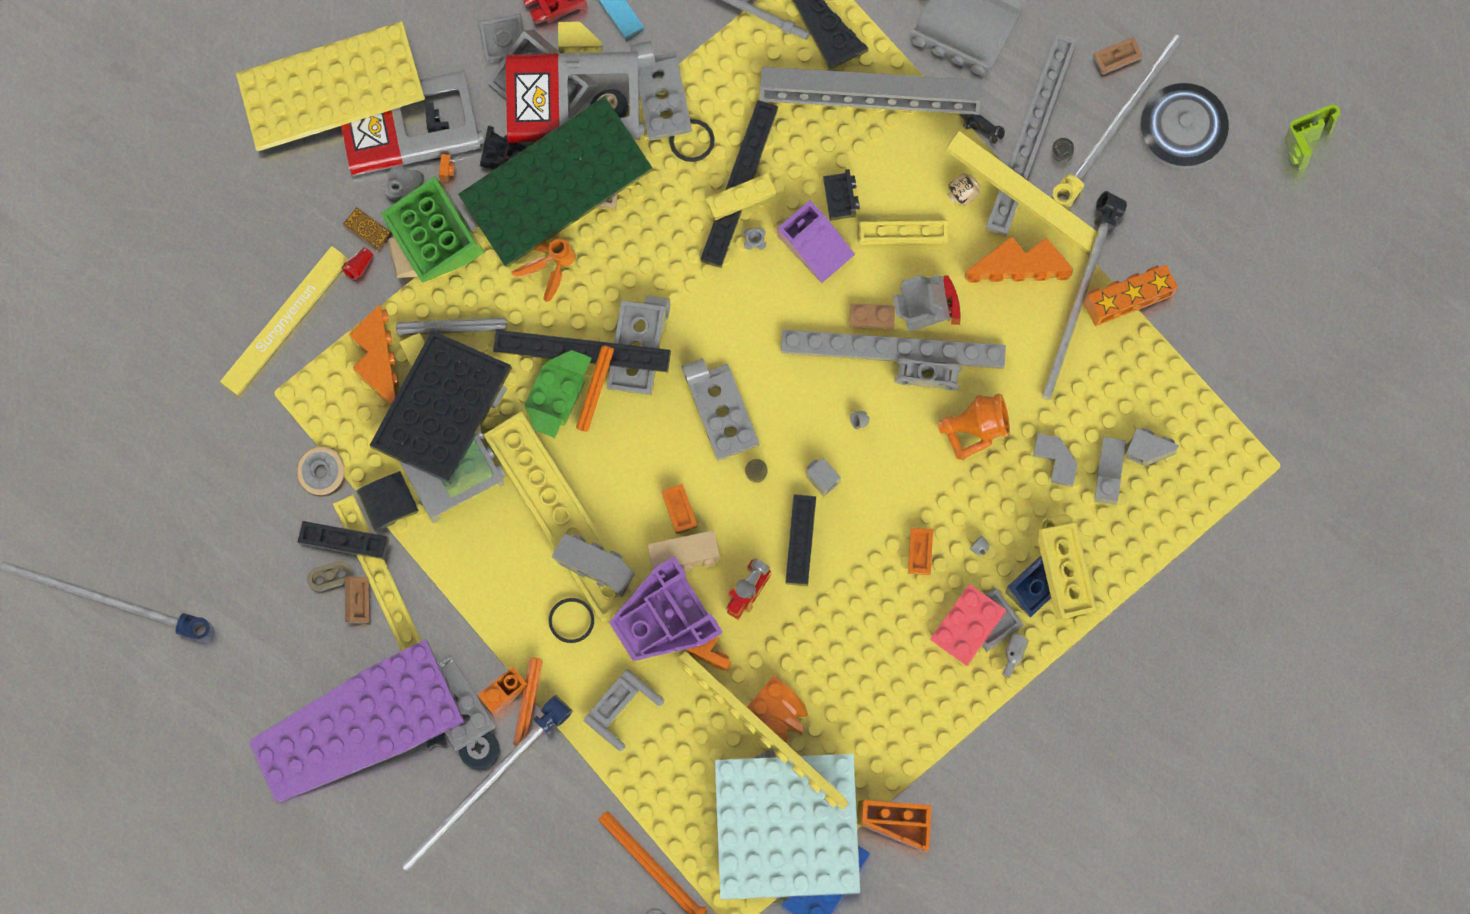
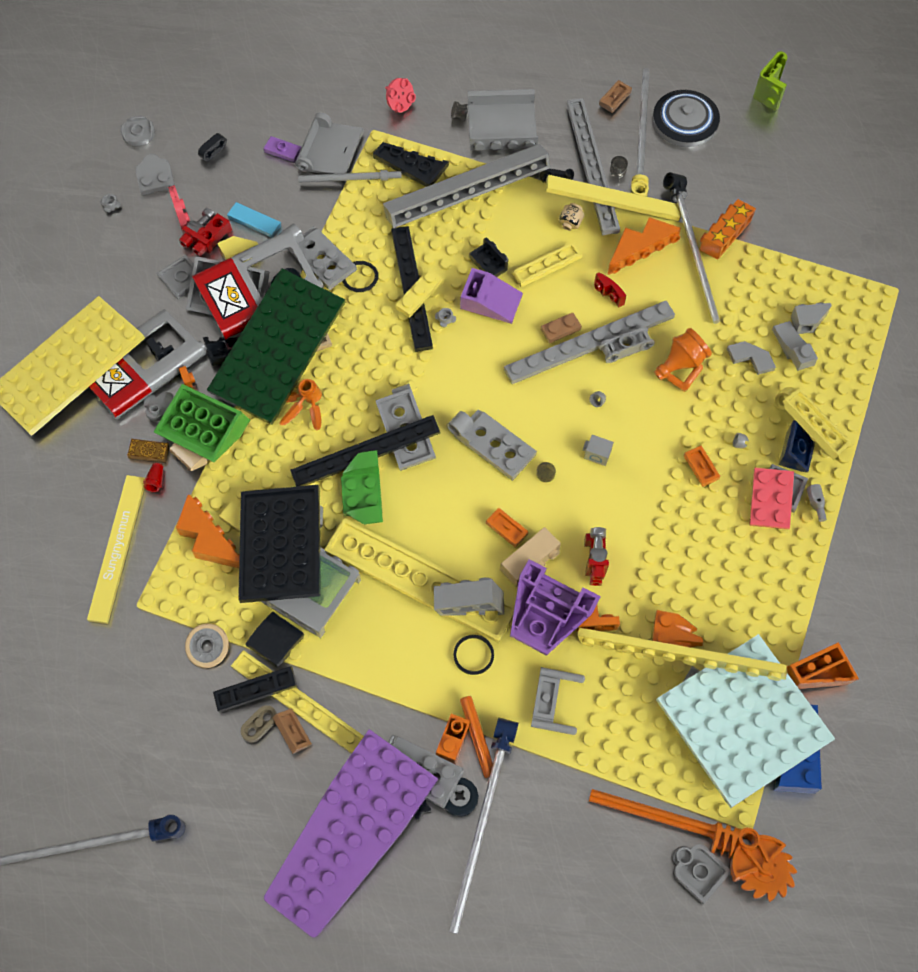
camera: 35 degrees left, 10 degrees down
(451, 326) = (253, 484): light grey axle -> none
(594, 388) = (391, 470): orange axle -> none
(800, 540) = (611, 503): black plate -> none
(922, 302) = (592, 298): light grey panel -> none

